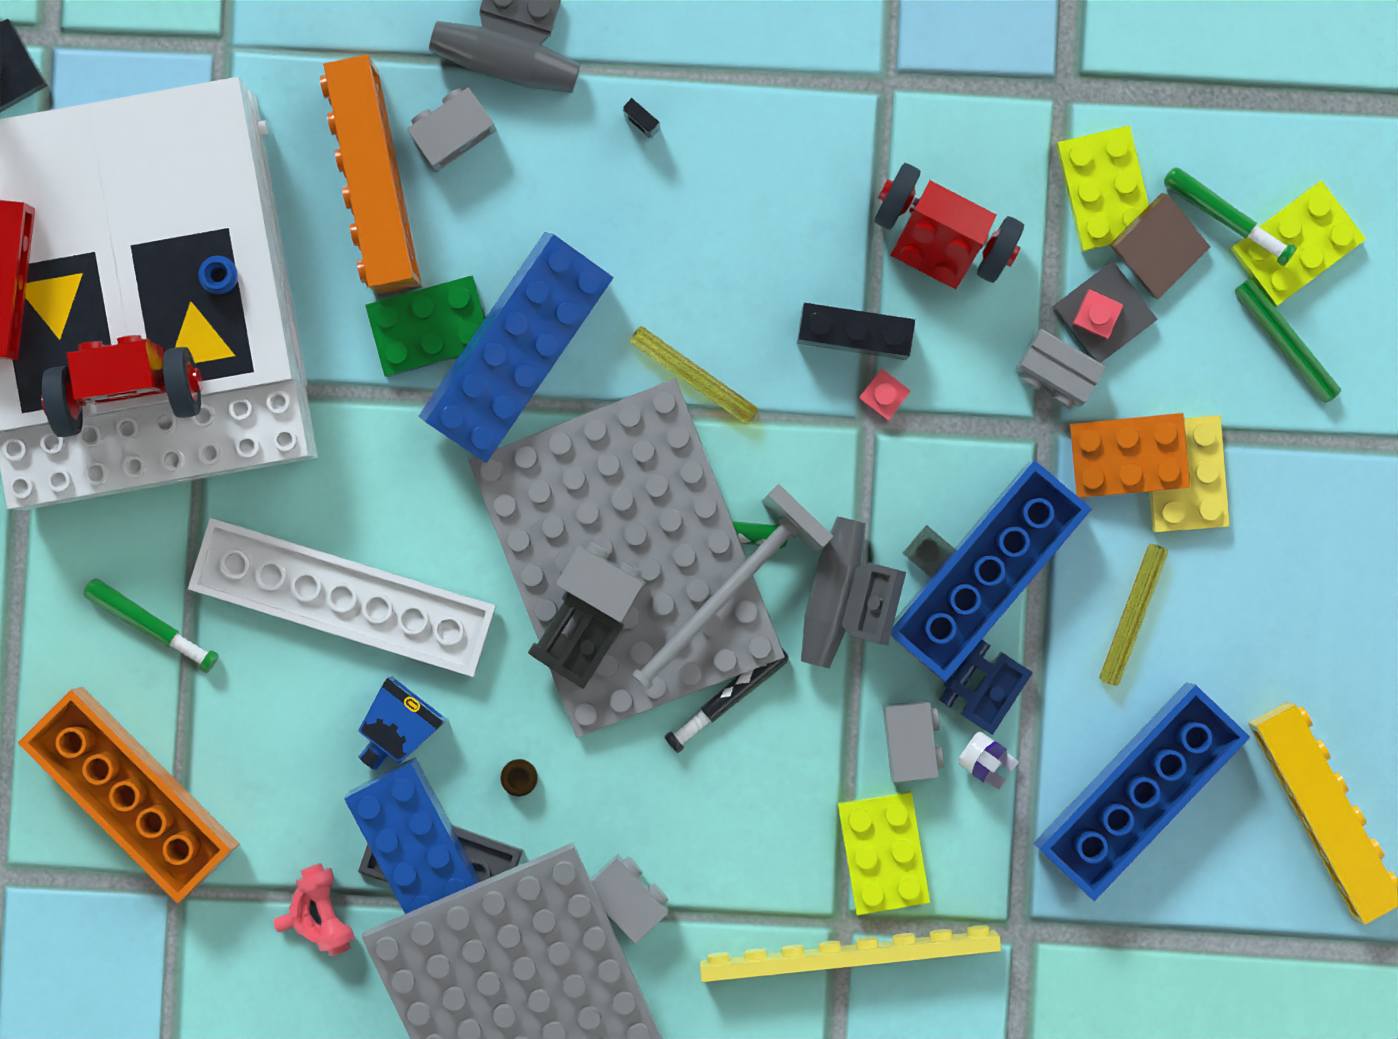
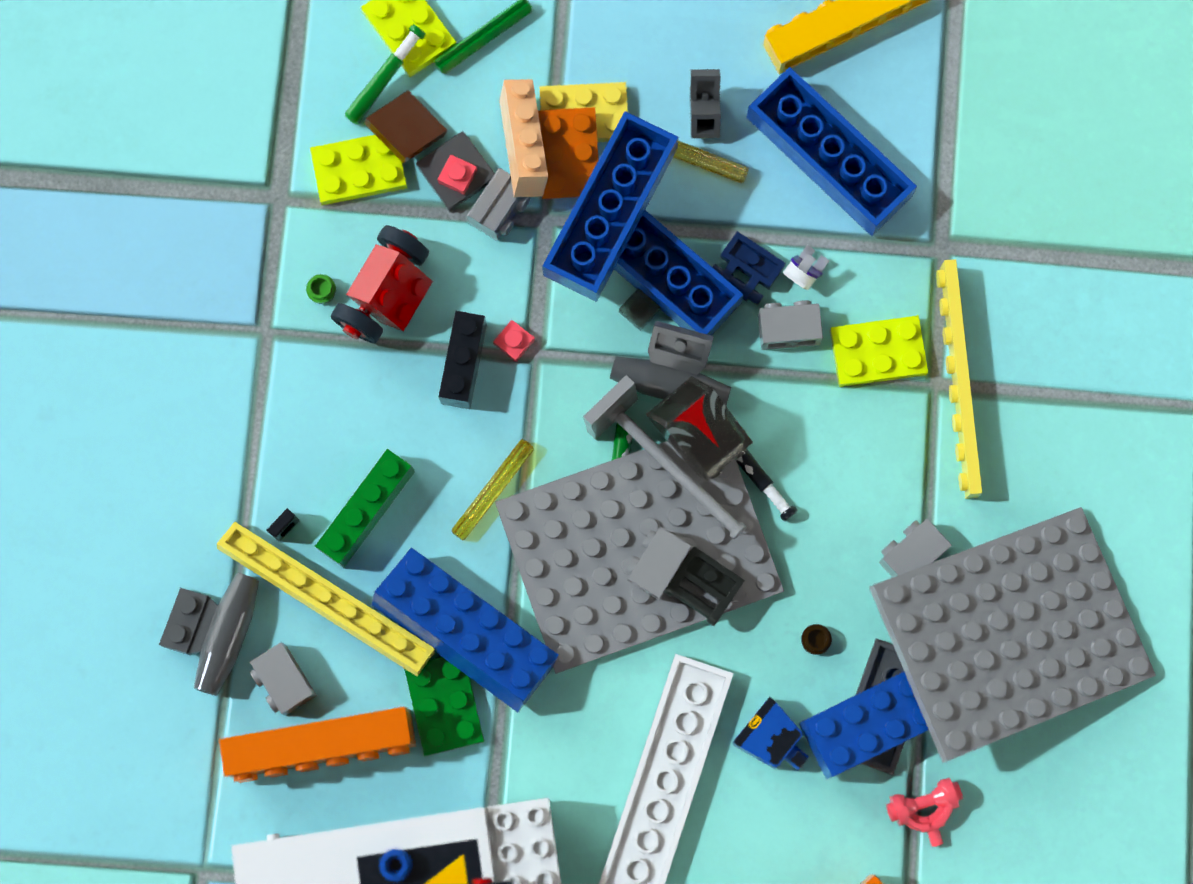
camera: 85 degrees left, 10 degrees down
(551, 175) = (326, 598): none -> light yellow plate
(663, 218) = (365, 508): none -> green brick
(770, 629) = (700, 428): none -> clear smoke slope
(944, 149) = (321, 289): none -> bright green plate
(1052, 511) = (610, 206): none -> blue brick
(1145, 396) = (523, 138): none -> light nougat brick
(1200, 628) = (705, 103): none -> dark grey brick

